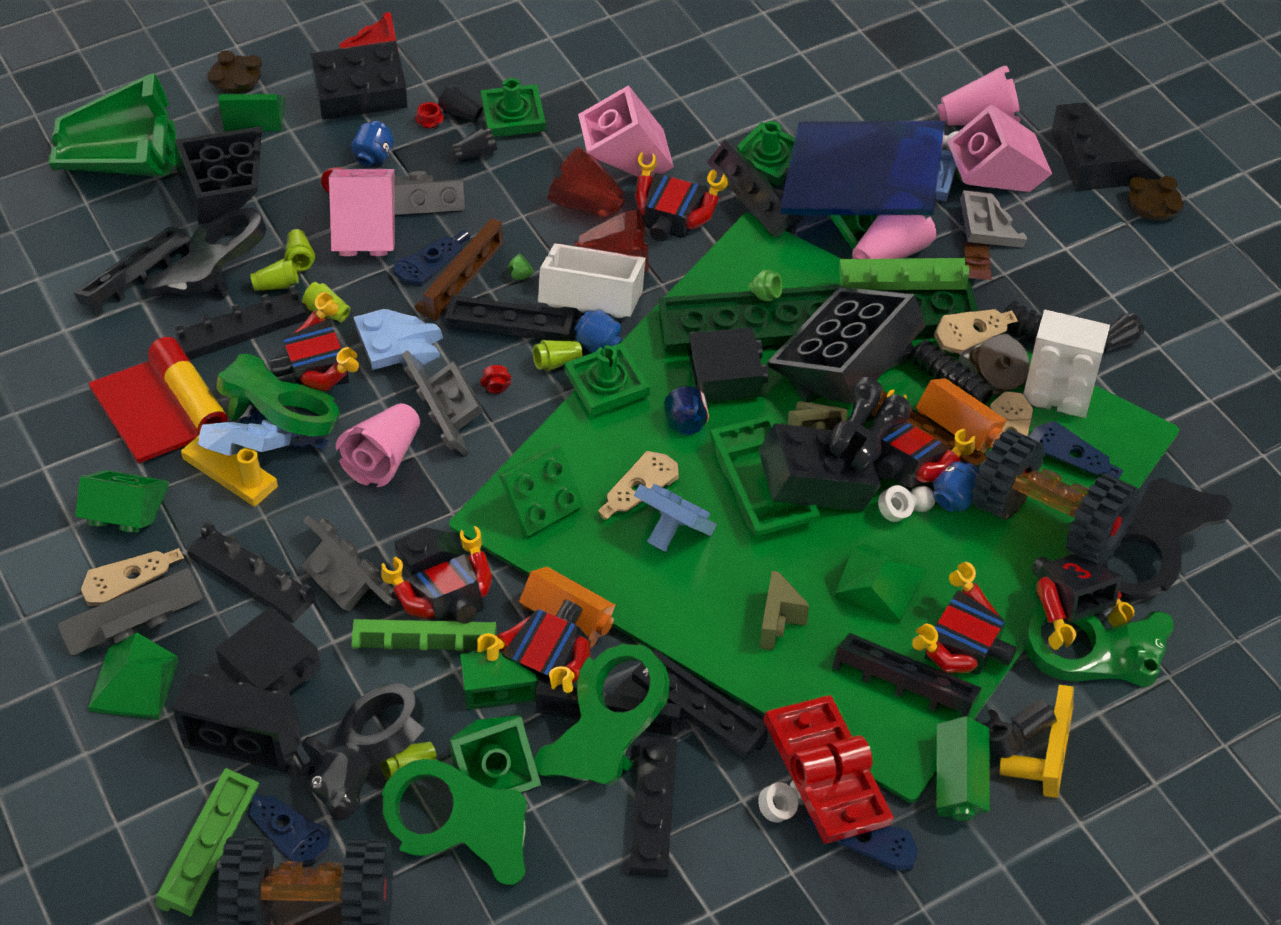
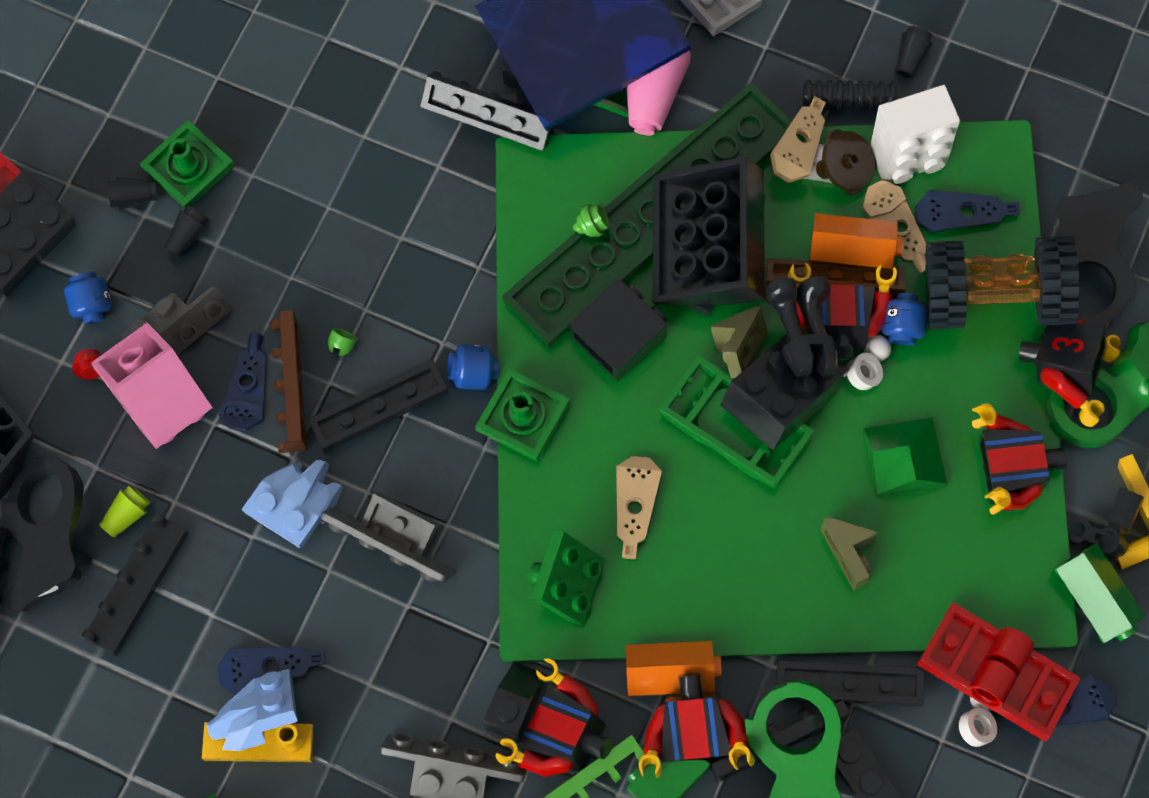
camera: 30 degrees left, 20 degrees up
(158, 401) = (134, 722): red door -> none
(251, 382) = (215, 646): green animal -> none
(299, 250) = (120, 466): lime cone -> none
(314, 290) = (196, 506): lime cone -> none
(315, 352) = (237, 571): torso -> none
(378, 445) = (379, 624): bright pink cone -> none
(429, 115) = (107, 217): red plate -> none
(495, 379) = (419, 480): red plate -> none
(553, 354) = (450, 415): lime cone -> none
(586, 186) = (336, 212): clear red cone -> none
(591, 280) = (428, 318): white piece -> none
(619, 235) = (413, 261): clear red cone -> none
(622, 129) = (331, 134): bright pink slope -> none
(673, 515) = (697, 520): medium blue plate -> none
(674, 204) = (426, 175): torso -> none
(686, 410) = (618, 400): head -> none
(769, 150) = (466, 53): green plate -> none
(904, 274) = (698, 122): bright green hinge -> none
(907, 674) = (993, 534): black hinge -> none
(943, 366) = (811, 199): black piece -> none
(978, 260) = (742, 56): reddish brown piece -> none

